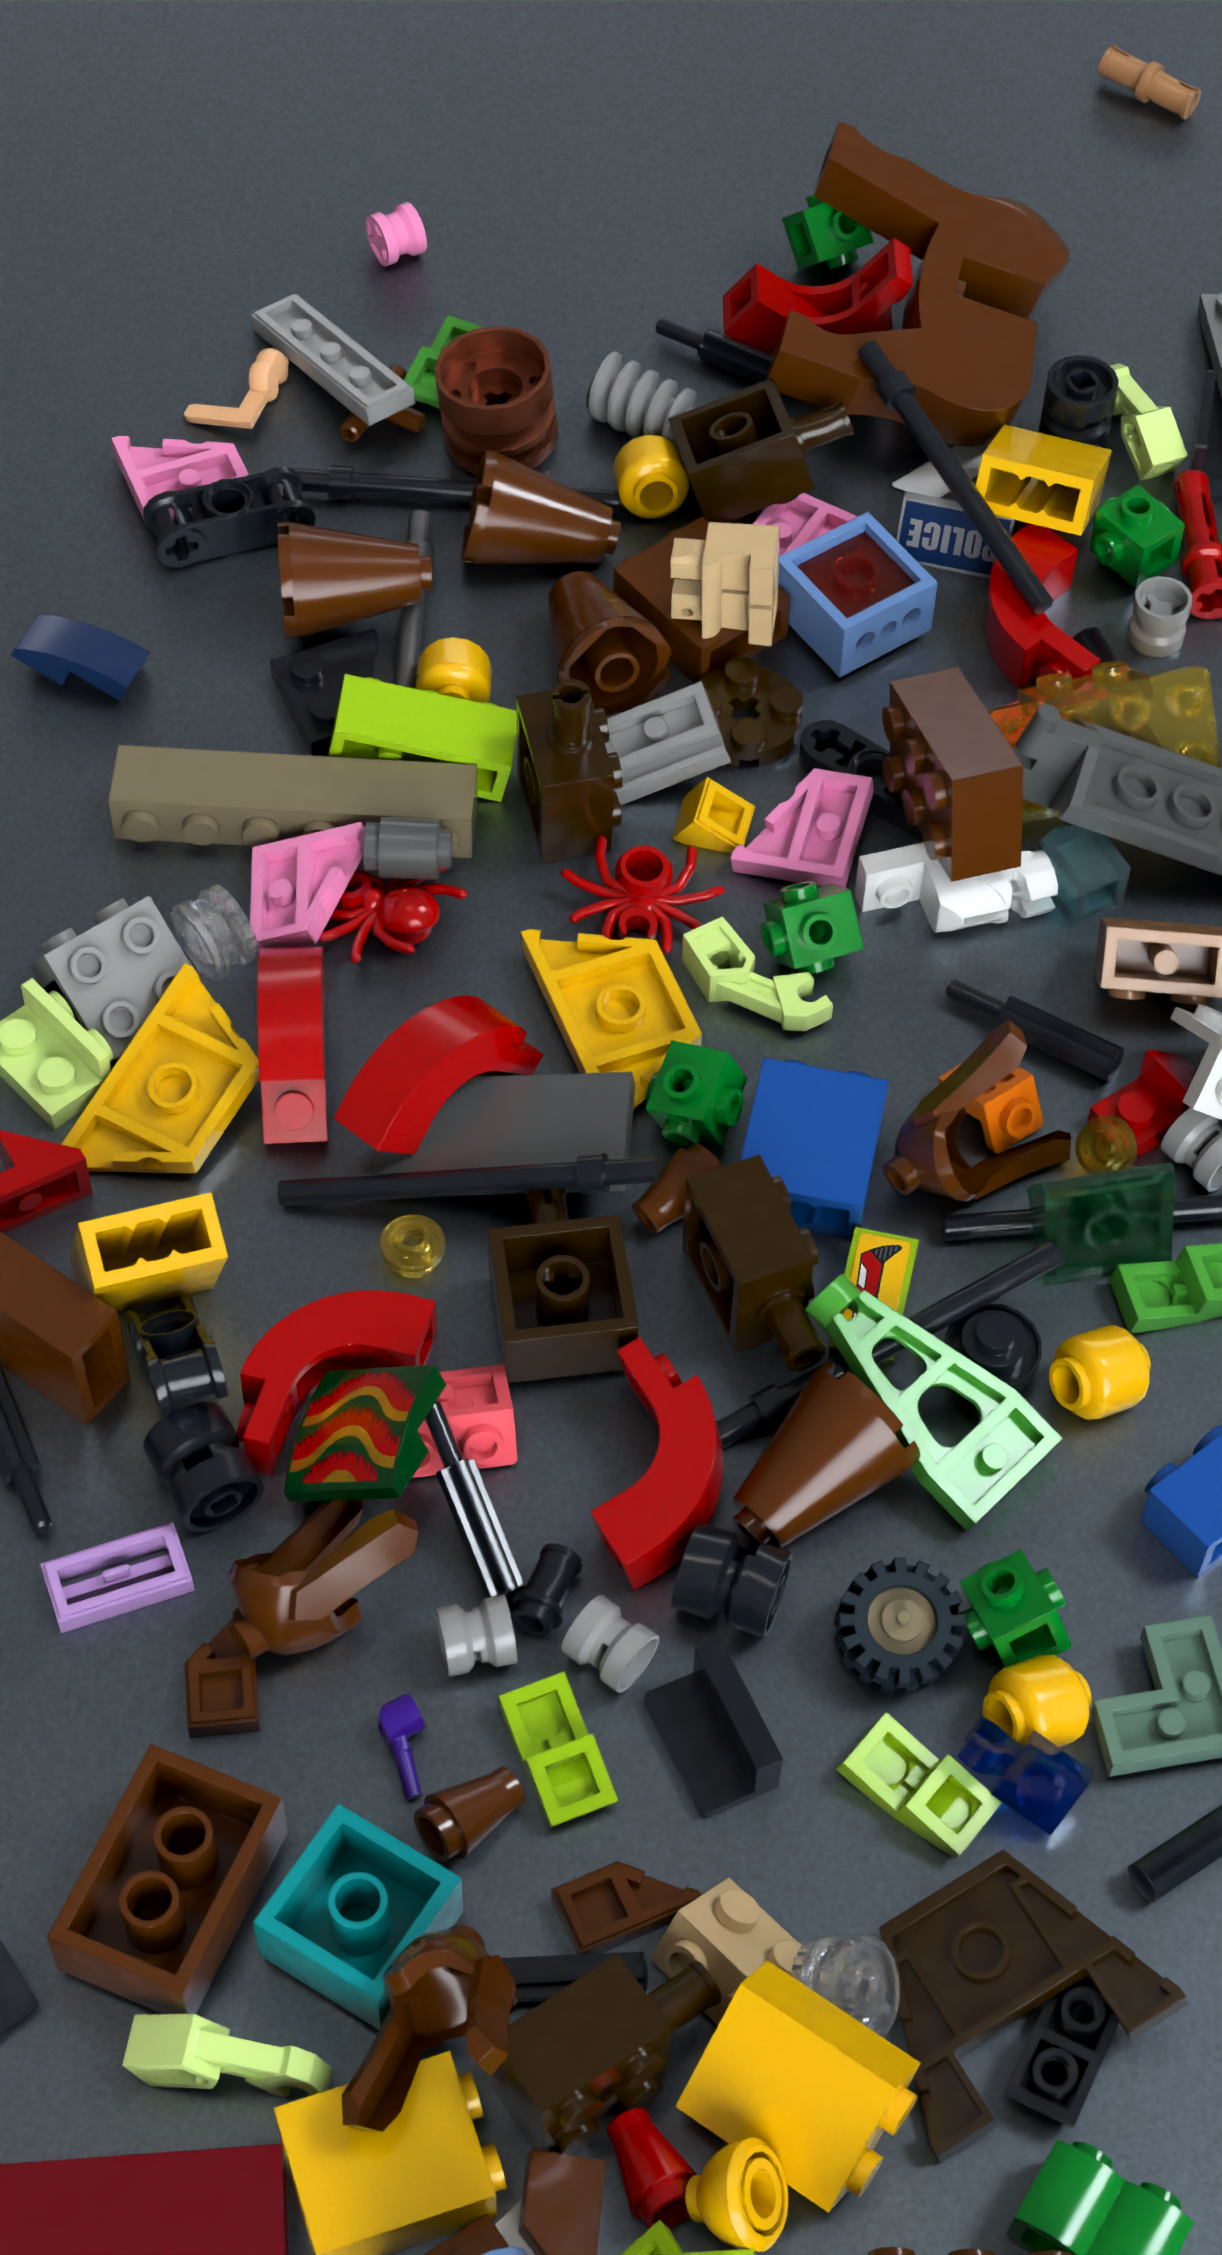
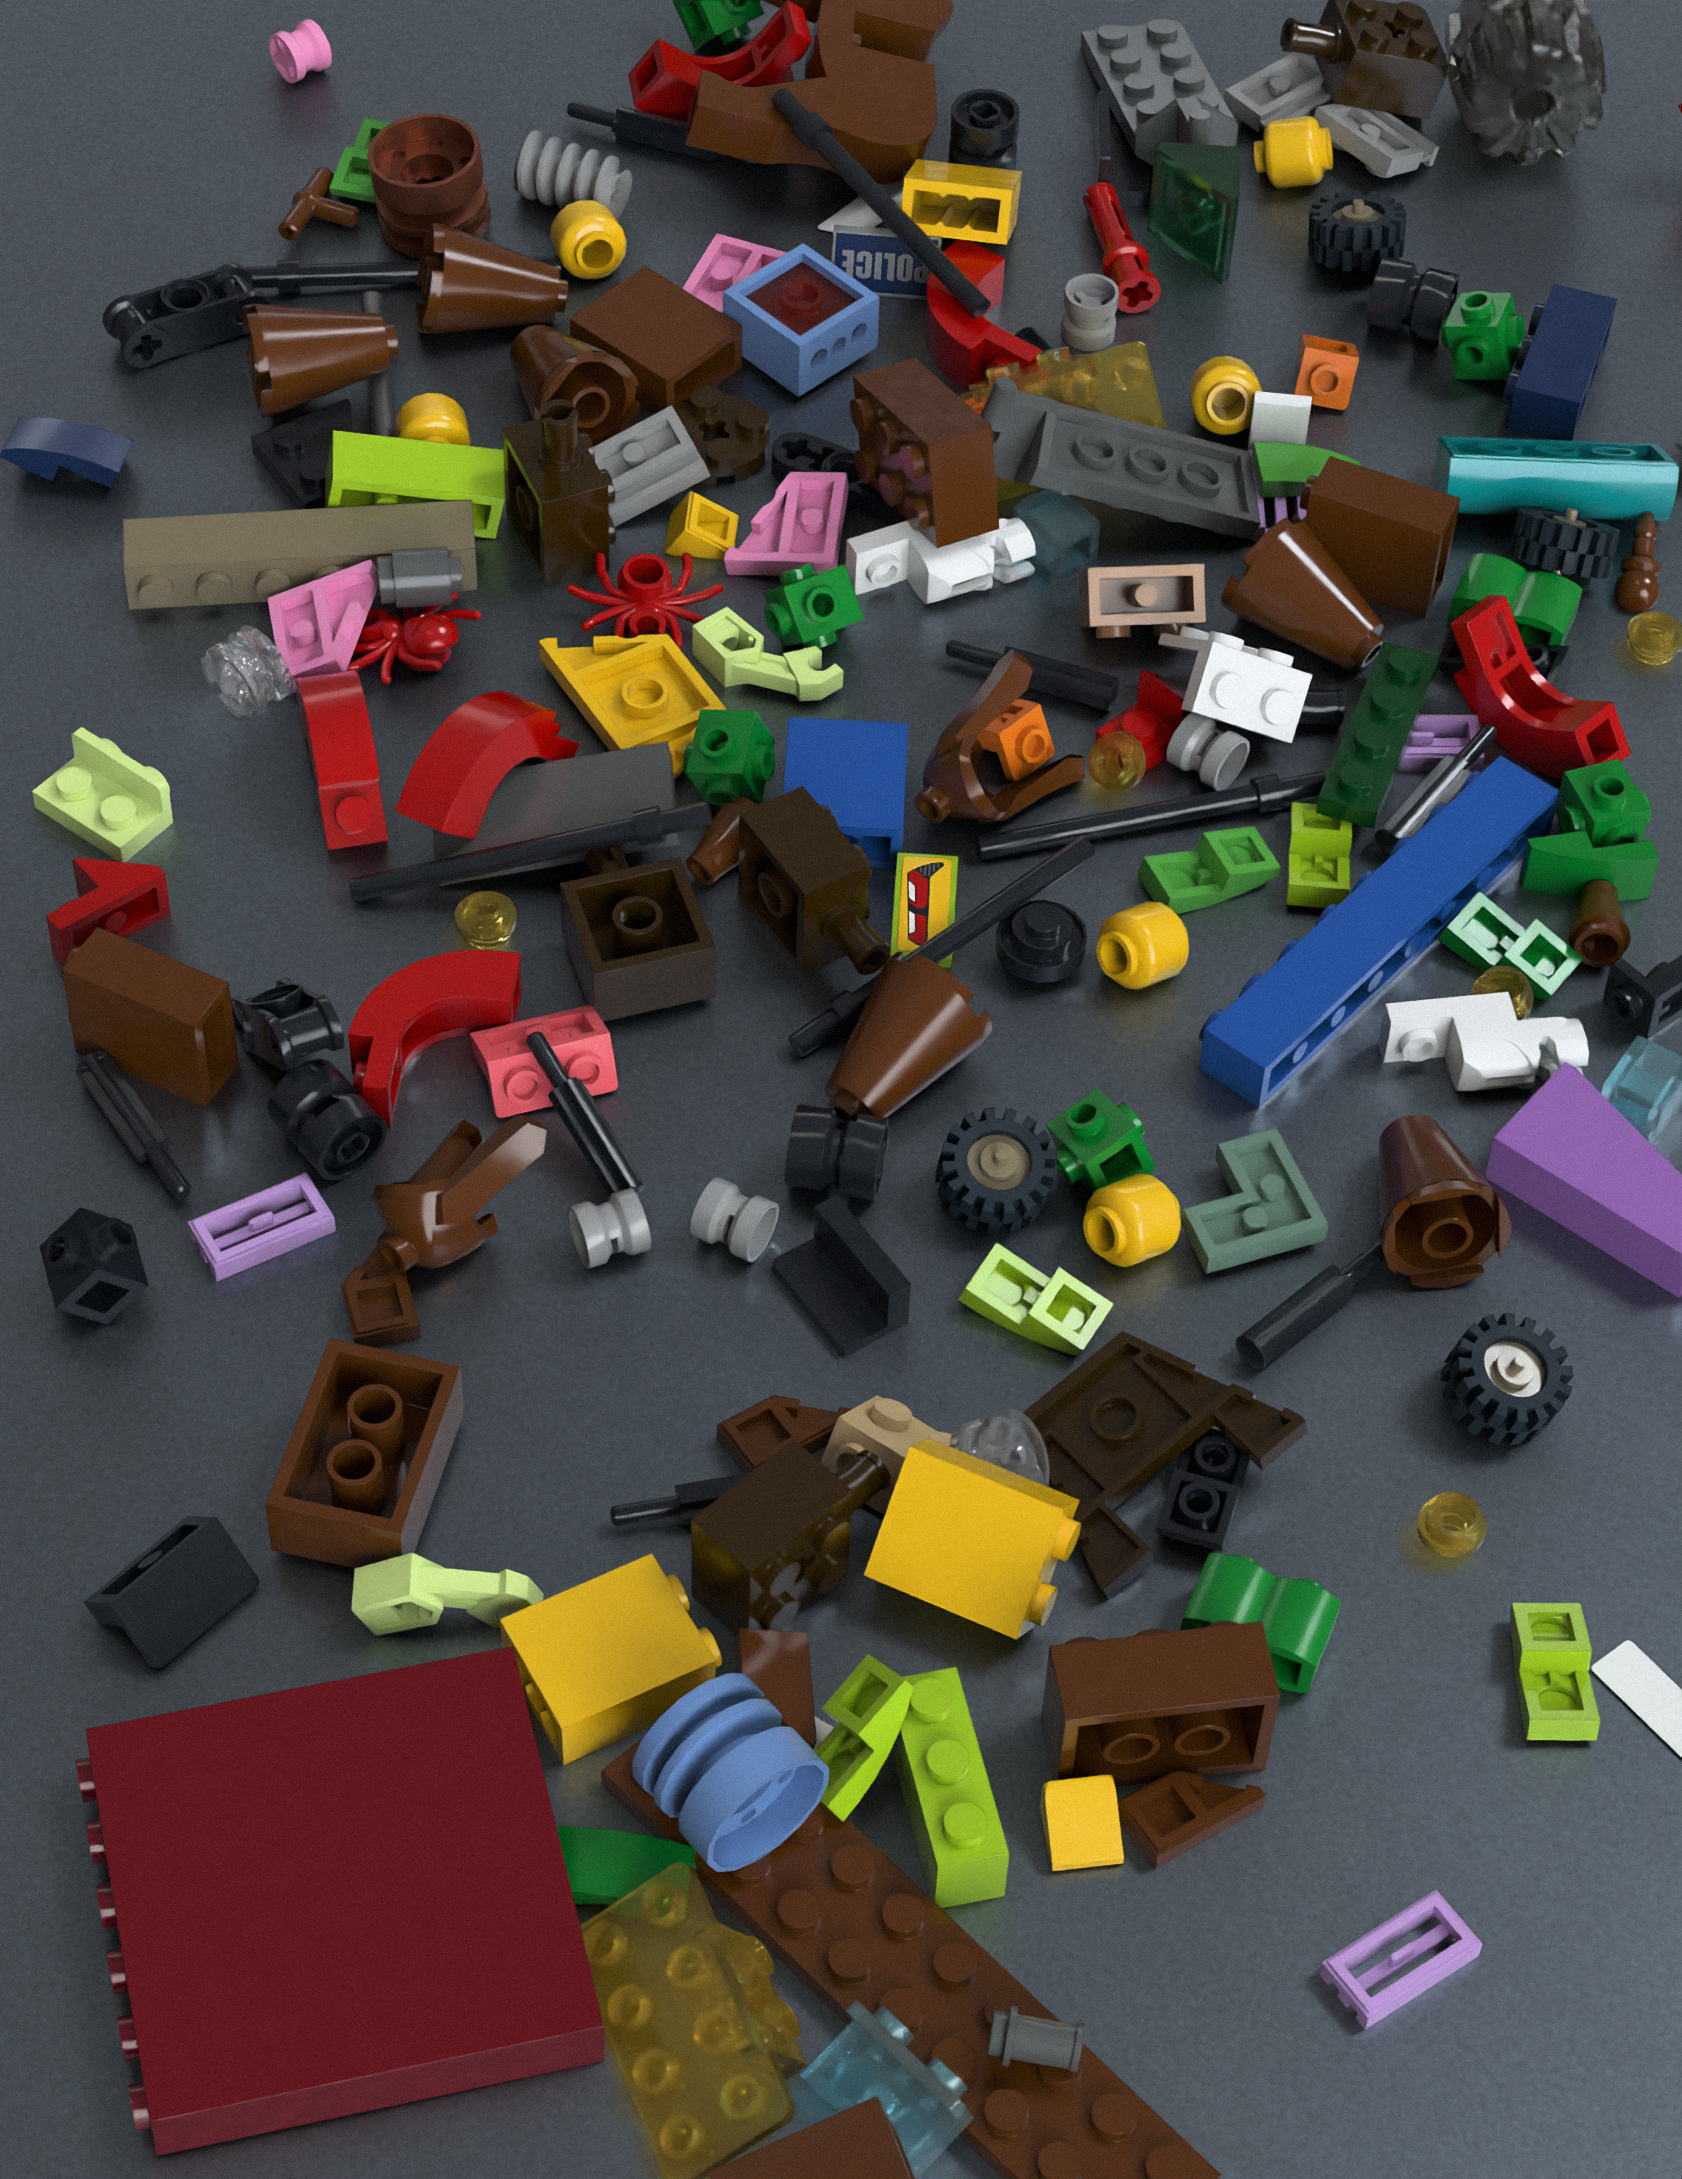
camera: 10 degrees left, 5 degrees down
(114, 969) = (166, 717): light grey bracket -> none
(150, 1252) = (251, 933): yellow brick -> none
(169, 1088) = (231, 809): yellow wing -> none
(174, 466) = (124, 275): bright pink wing -> none
(264, 377) = (196, 192): light nougat piece -> none
(333, 359) = (260, 167): light grey tile -> none
(353, 1910) = (547, 1462): teal brick -> none
(362, 1434) = (473, 1070): slope -> none
(396, 1723) = (548, 1312): dark purple hand -> none
(437, 1992) = (637, 1505): reddish brown piece -> none
(464, 1814) = (624, 1376): reddish brown cone -> none
(540, 1603) = (665, 1189): black pin -> none
(556, 1750) = (698, 1315): lime slope -> none
(650, 2169) = (850, 1630): red cone -> none
(656, 1516) = (755, 1112): red arch -> none
(737, 579) = (693, 309): tan hips -> none
(741, 2195) = (935, 1629): yellow brick -> none
(750, 452) = (682, 202): dark brown brick -> none
(992, 1456) = (1053, 1028): plate -> none
(1033, 1778) = (1141, 1277): clear blue plate -> none
(1105, 1220) = (1126, 815): clear green slope -> none
(1136, 535) = (1056, 243): green brick -> none
(1147, 429) = (1052, 153): yellowish green piece -> none

